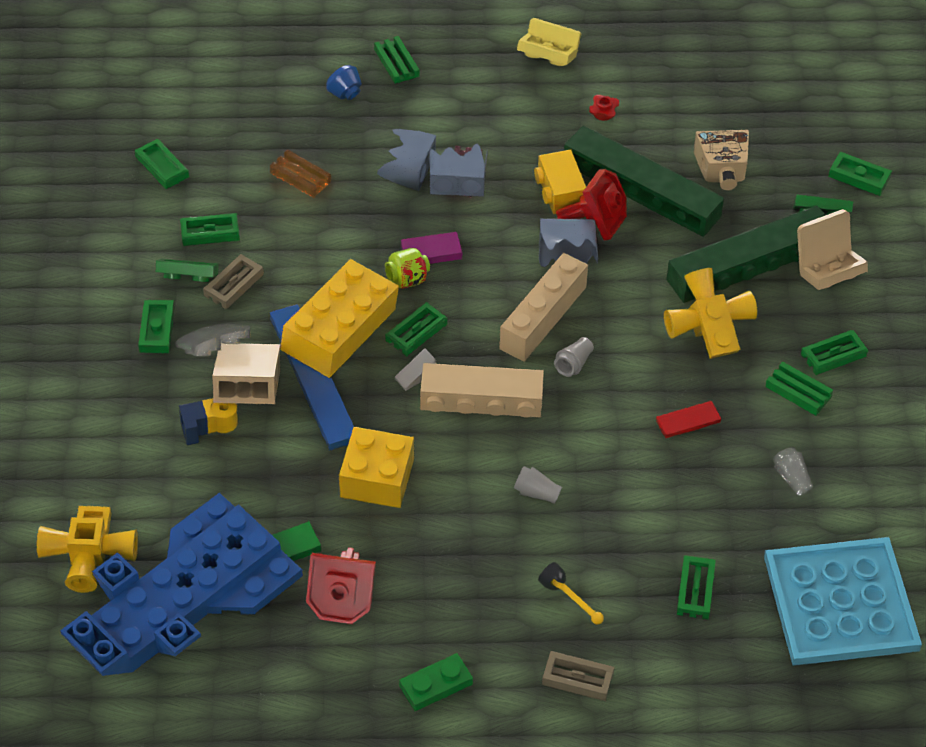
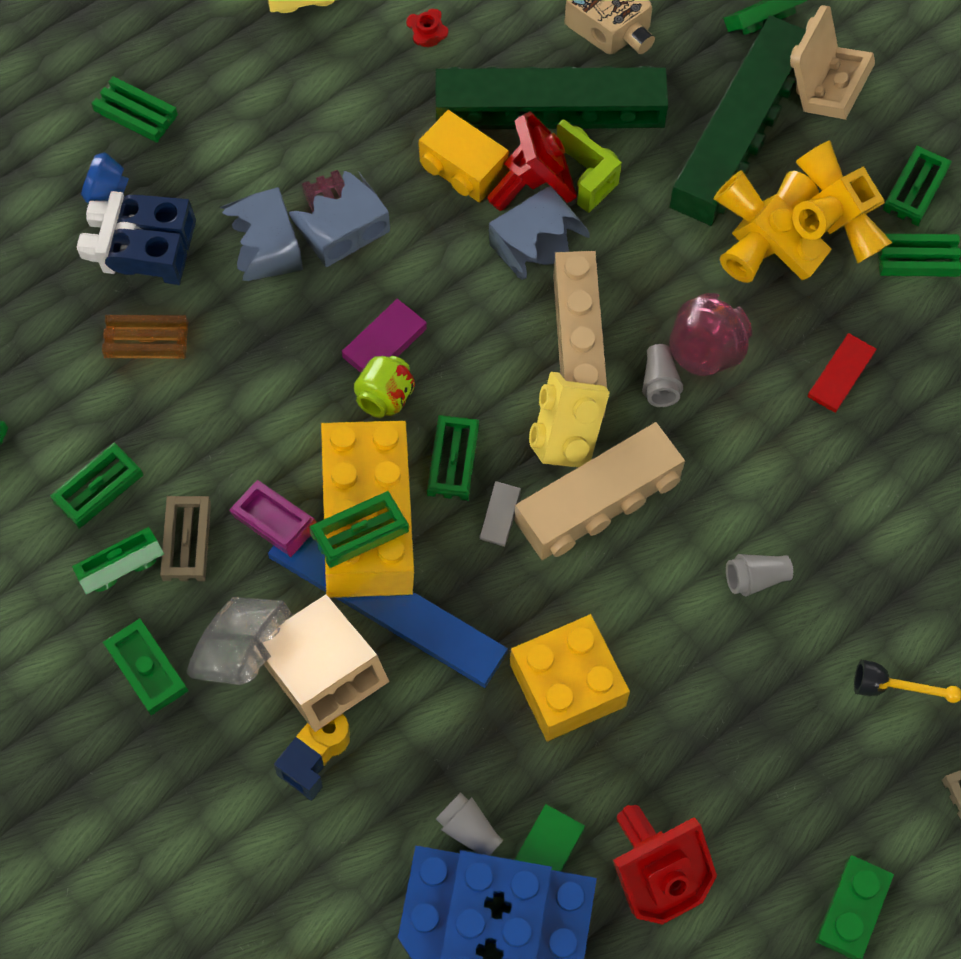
camera: 35 degrees left, 15 degrees up
(256, 501) = (469, 826): none -> light grey cone
(286, 295) = (273, 518): none -> magenta tile
(318, 314) = (366, 542): none -> green tile
(341, 121) = (139, 235): none -> dark blue hips
(493, 341) = (568, 421): none -> light yellow bracket
(616, 346) = (709, 335): none -> clear pink cone
(636, 236) = (601, 165): none -> lime bracket
(765, 324) = (839, 204): none -> yellow brick

